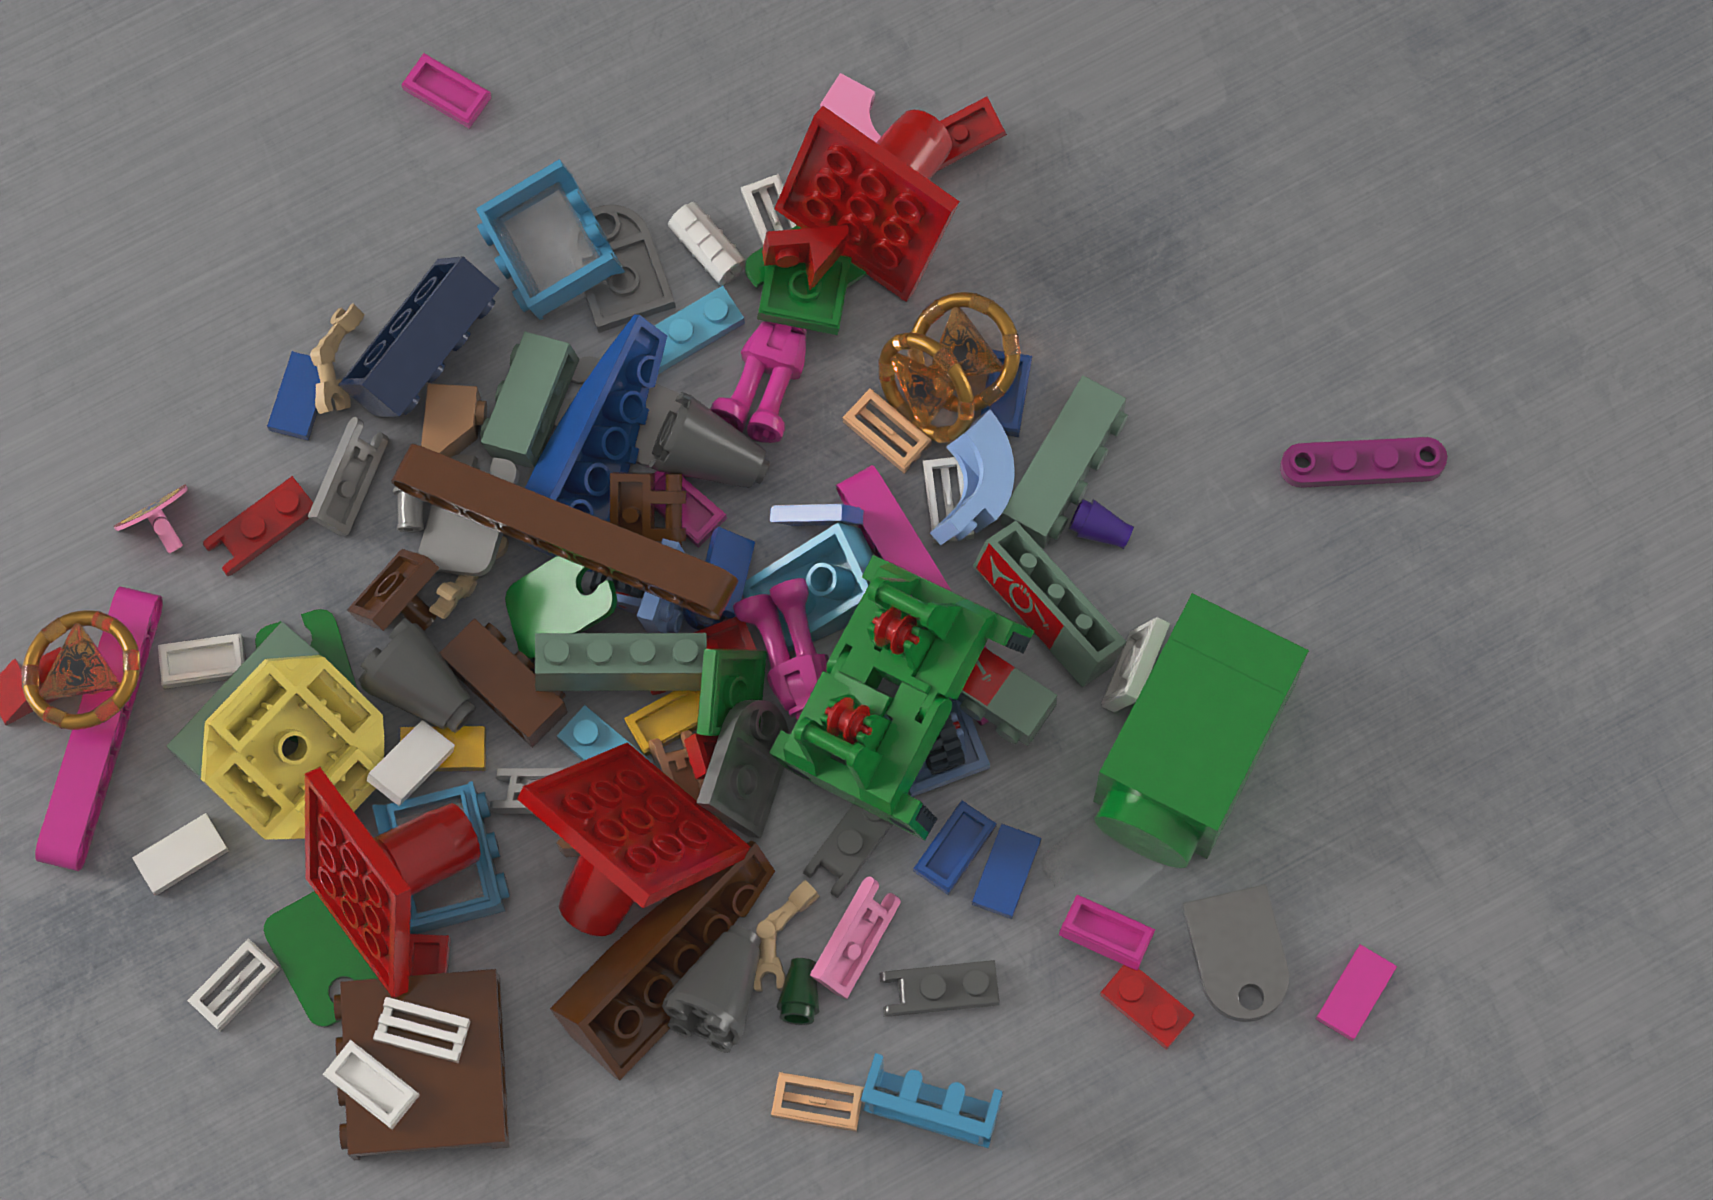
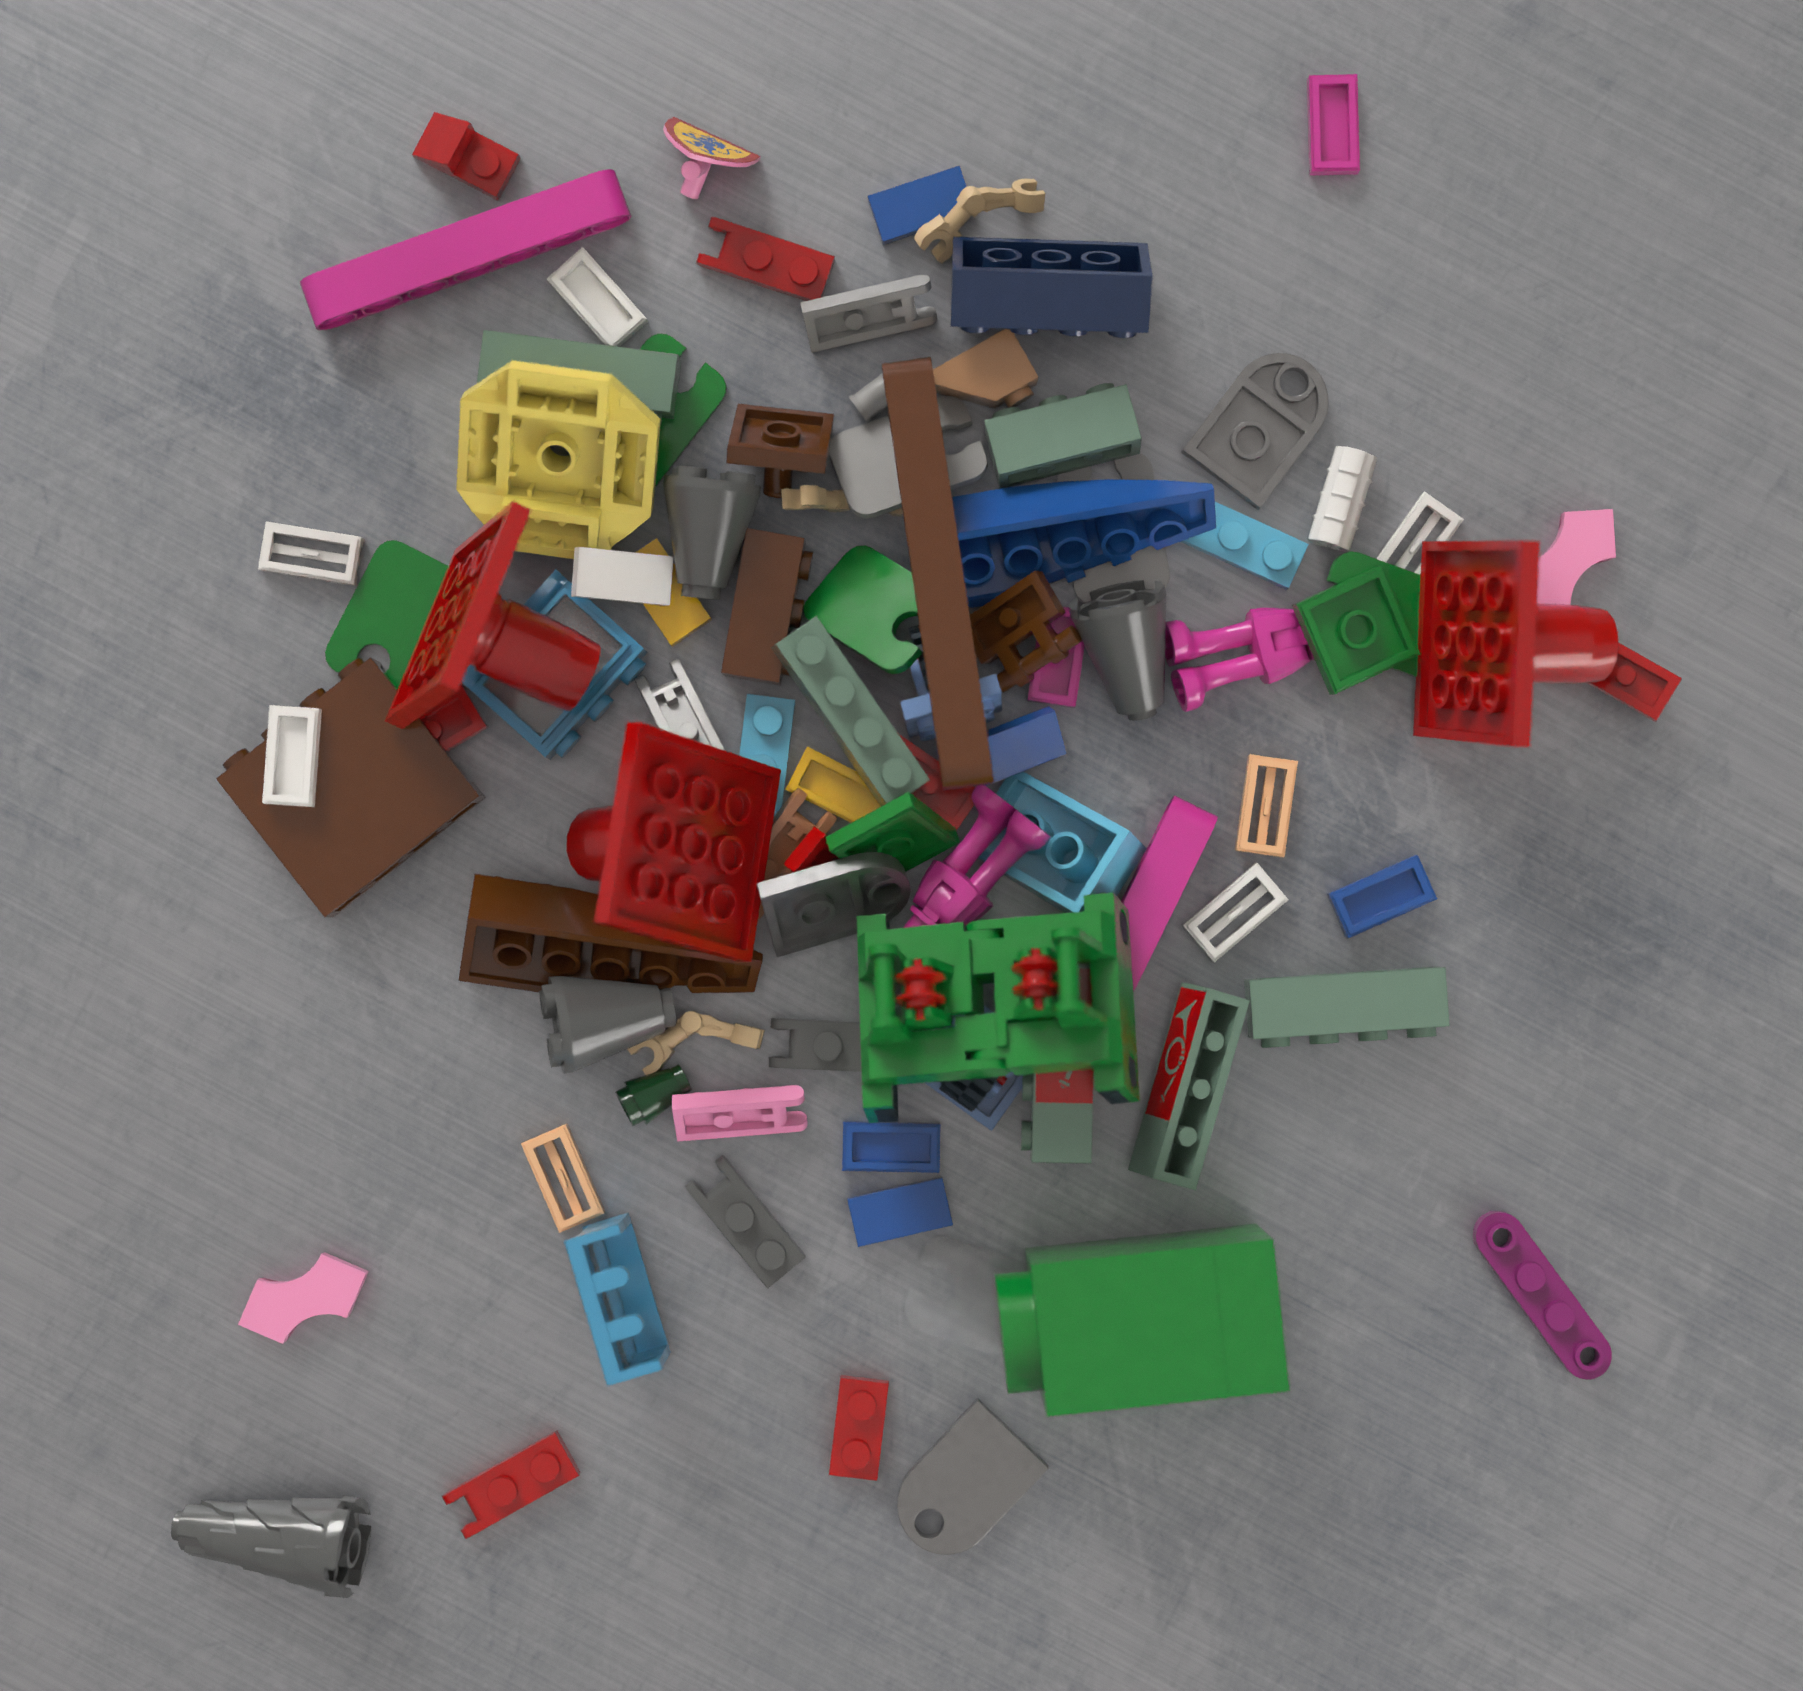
camera: 55 degrees right, 15 degrees up
(80, 669) = (495, 196): piece -> none
(180, 854) = (398, 414): white tile -> none
(386, 1020) = (360, 729): white tile -> none
(547, 240) = (1238, 340): window -> none
(814, 246) = (1401, 614): red slope -> none
(816, 514) = (1127, 800): tile -> none
(925, 386) = (1328, 822): piece -> none
(969, 346) = (1393, 832): piece -> none
(987, 476) = (1275, 943): light blue arch -> none
(1099, 524) = (1304, 1076): dark purple cone -> none
(1106, 932) = (901, 1347): dark pink tile -> none
(1135, 664) = (1179, 1212): white tile -> none
(1356, 992) = (1000, 1618): dark pink tile -> none

